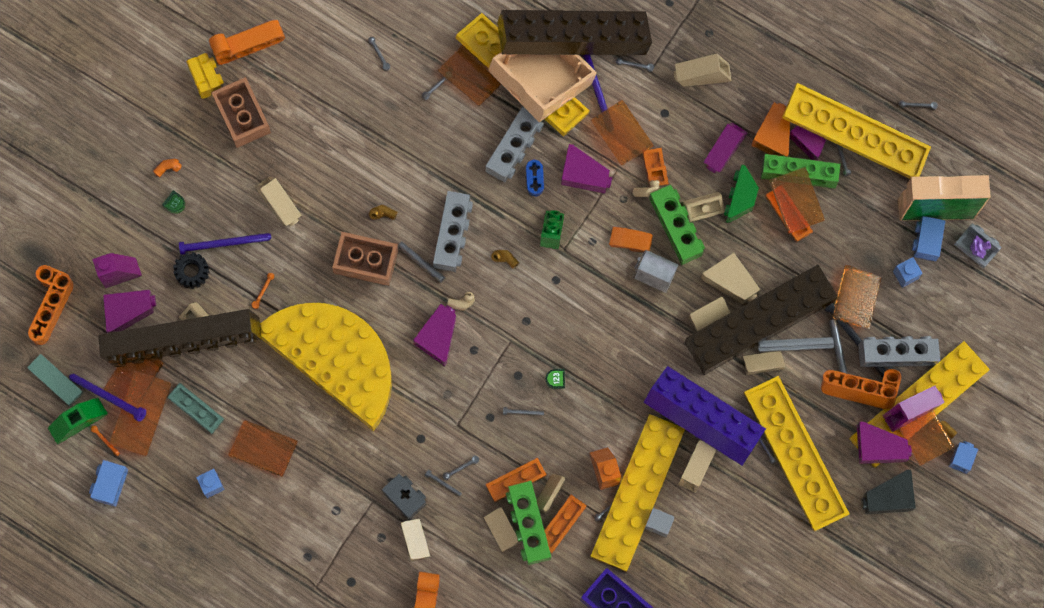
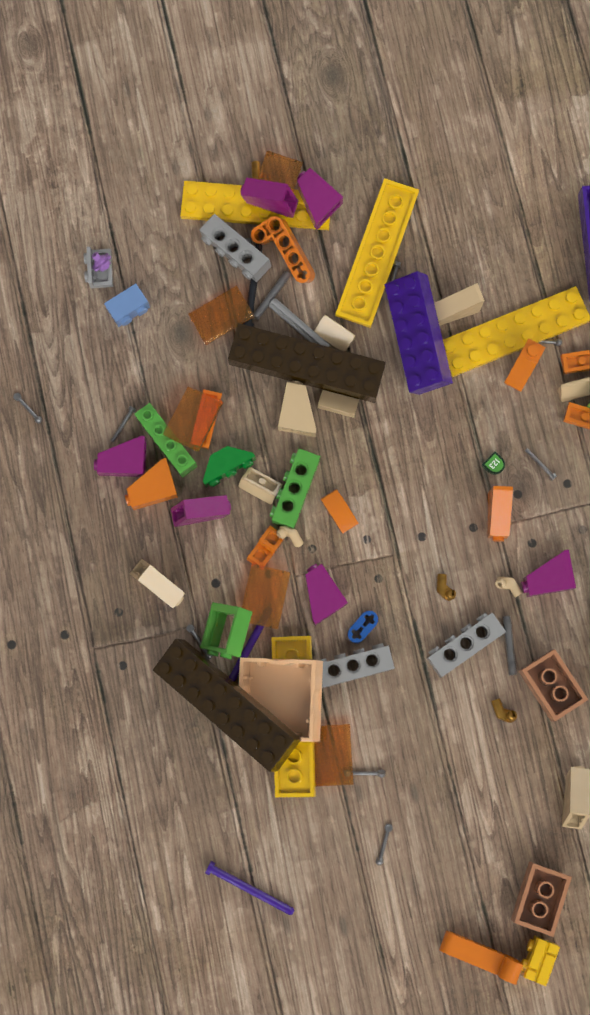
camera: 130 degrees left, 5 degrees up
(518, 343) = (499, 512): none -> orange slope
(552, 229) = (390, 573): green slope -> none
(631, 76) = (215, 627): none -> bright green window
(655, 271) = (346, 469): flat silver piece -> none
(659, 522) = (522, 294): light grey panel -> none
(856, 132) = (97, 426): yellow plate -> none
(891, 496) = (342, 164): pearl dark grey slope -> none
(907, 272) = (168, 296): medium blue brick -> none
(944, 197) = (91, 311): light nougat tile -> none
(963, 457) = (266, 141): medium blue brick -> none

